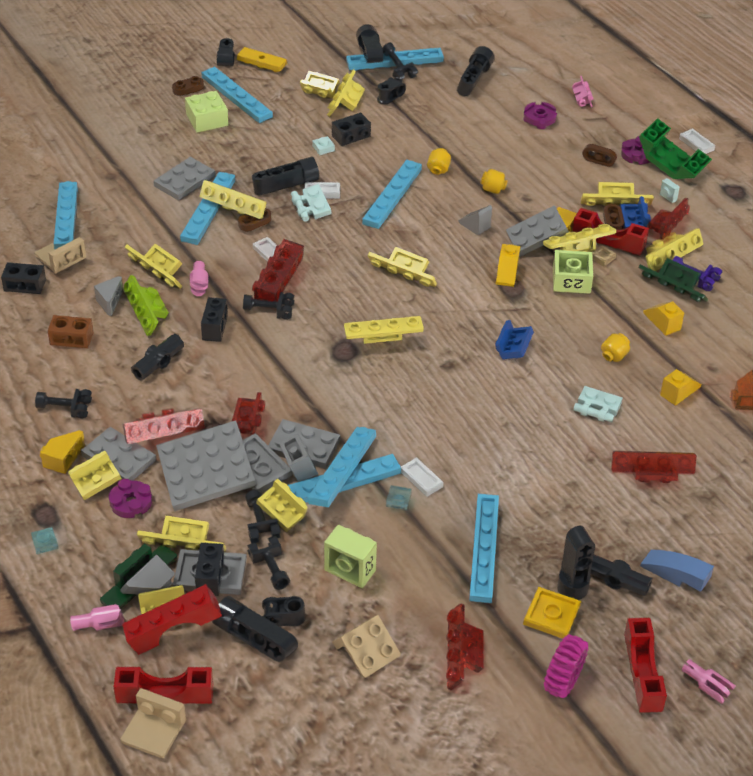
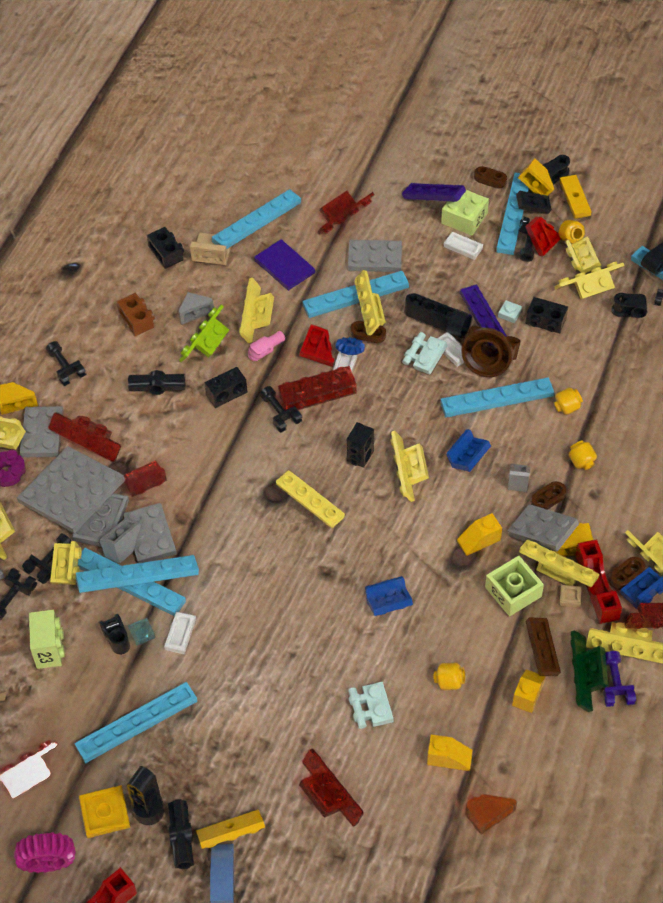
camera: 55 degrees right, 10 degrees up
(119, 168) = (340, 208): none -> clear red bracket
(129, 227) = (284, 264): none -> dark purple tile
(173, 111) = (435, 192): none -> dark purple plate
(226, 63) = (537, 178): none -> yellow slope
(233, 133) = (463, 245): none -> white tile
(234, 252) = (317, 346): none -> red wing
(243, 77) = (533, 202): none -> black plate
(257, 234) = (350, 346): none -> blue gear
(261, 94) = (526, 253): none -> black bar
(282, 90) = (542, 235): none -> red wing
(292, 76) = (571, 231): none -> yellow head
(323, 159) = (480, 309): none -> dark purple plate
(363, 170) = (484, 360): none -> reddish brown piece
(363, 275) = (360, 445): none -> black brick
(386, 514) = (115, 631): none -> black piece
(428, 231) = (467, 451): none -> blue bracket
(509, 215) = (547, 497): none -> reddish brown plate
(635, 290) = (543, 646): none -> reddish brown plate
(640, 540) = (230, 829): none -> yellow tile

